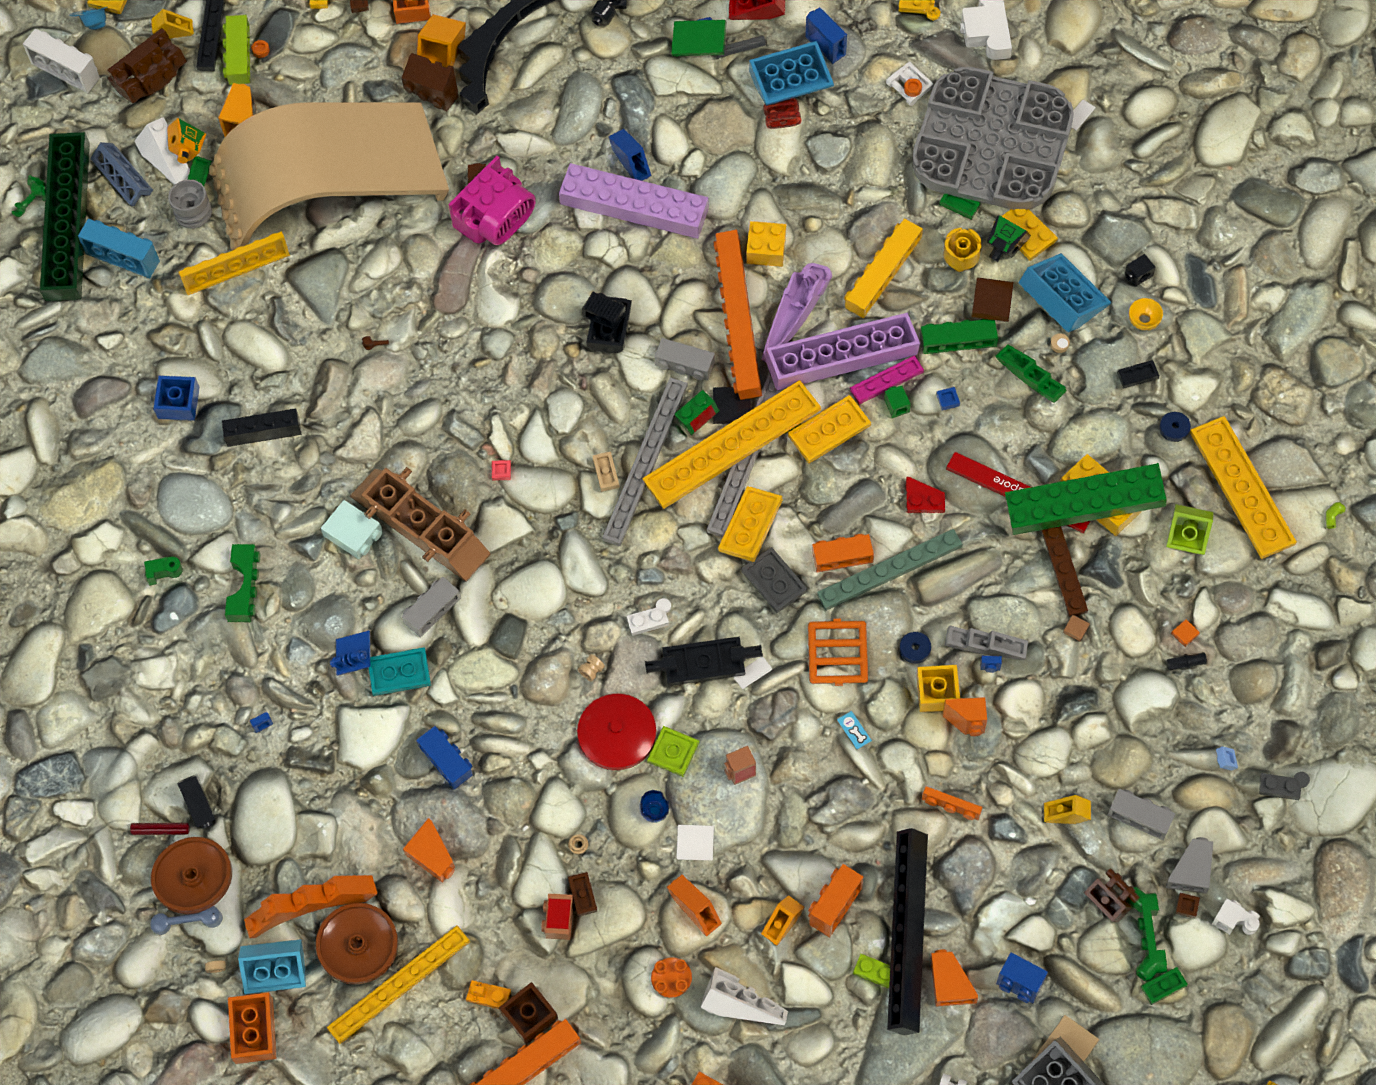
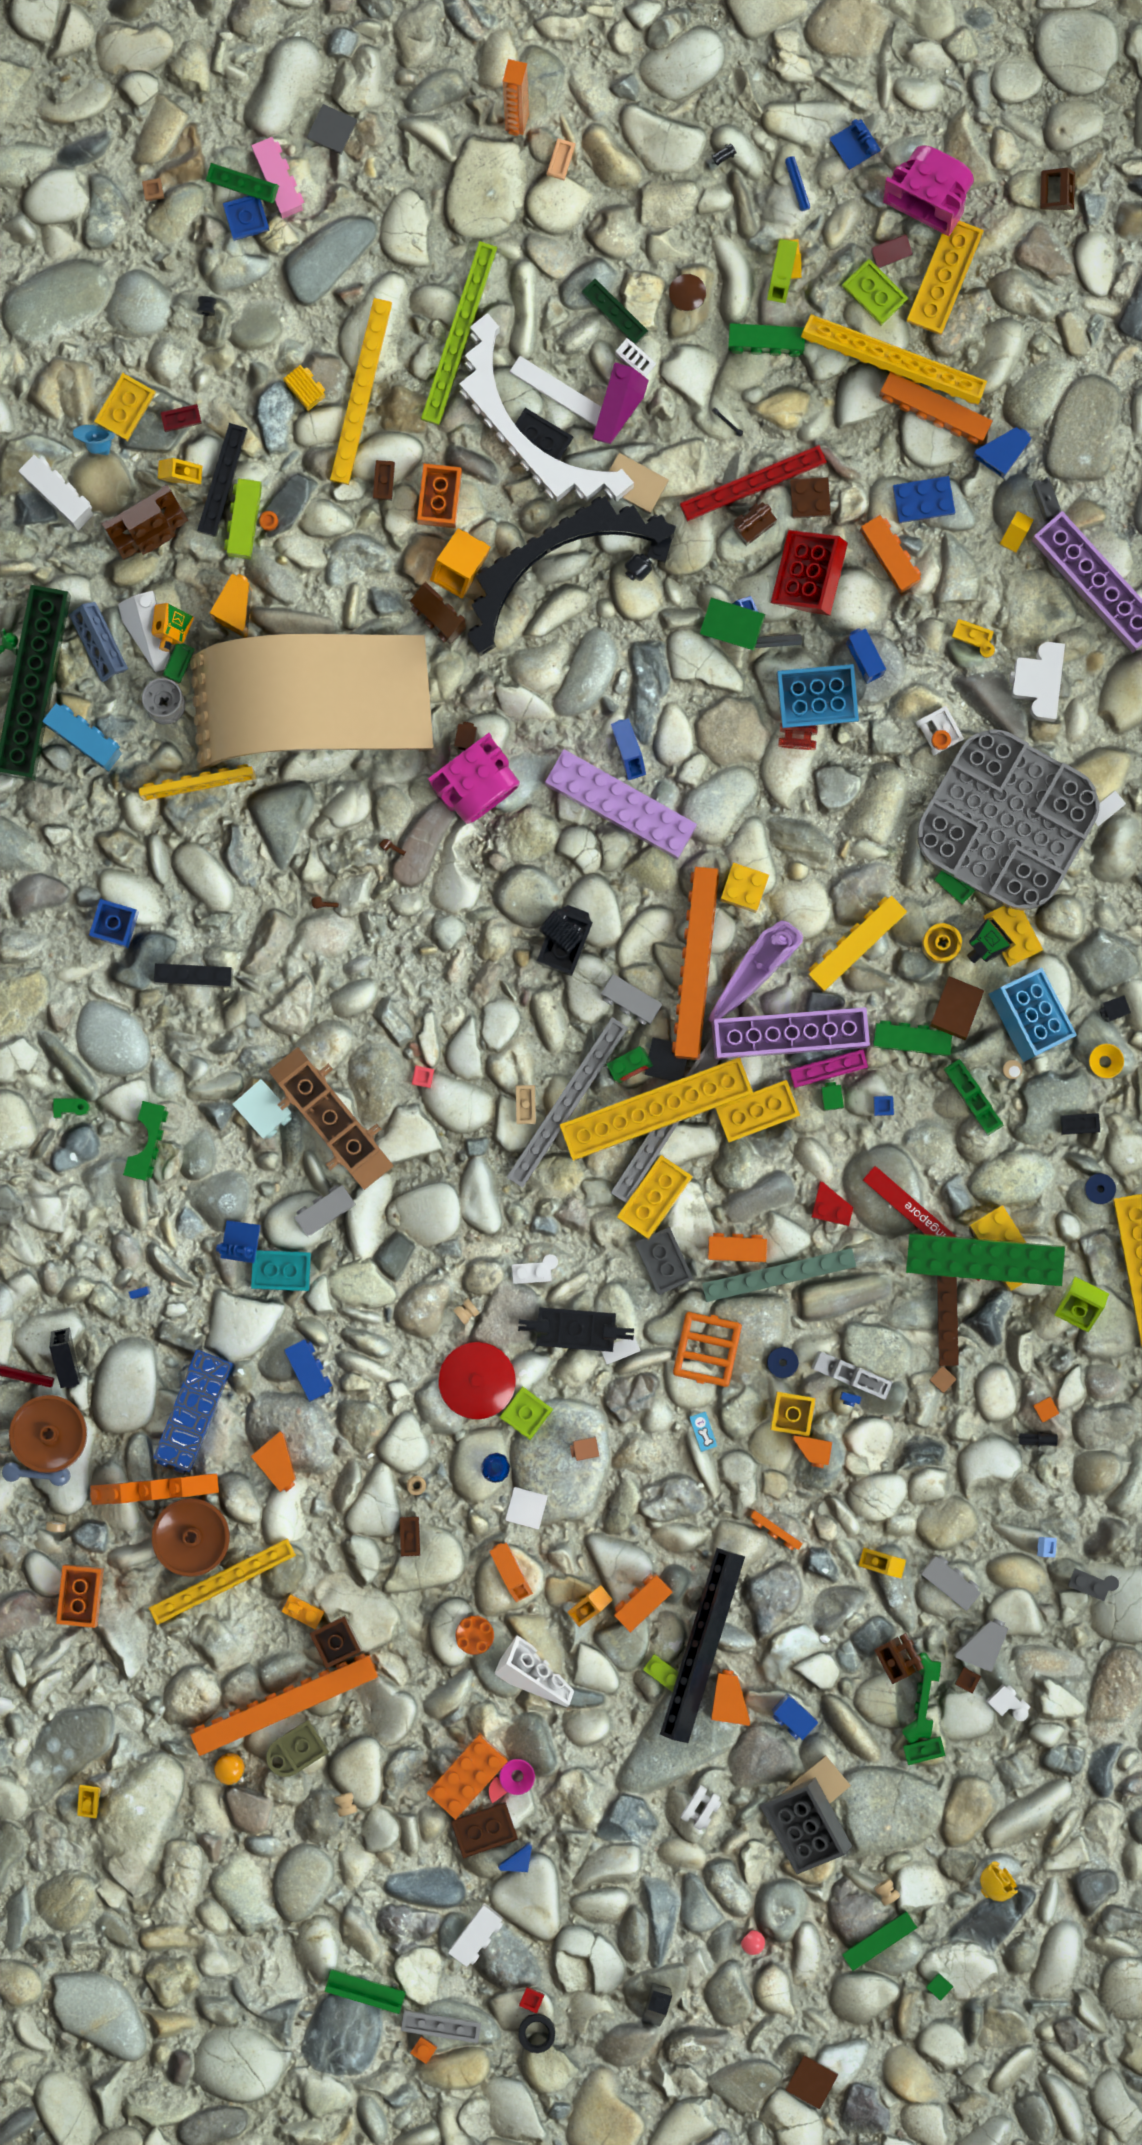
camera: 10 degrees right, 20 degrees up
(272, 966) = (108, 1538): medium azure slope -> none
(336, 821) = (193, 1411): none -> blue brick
(423, 280) = (386, 844): none -> reddish brown hand
(558, 916) = (382, 1554): brick -> none

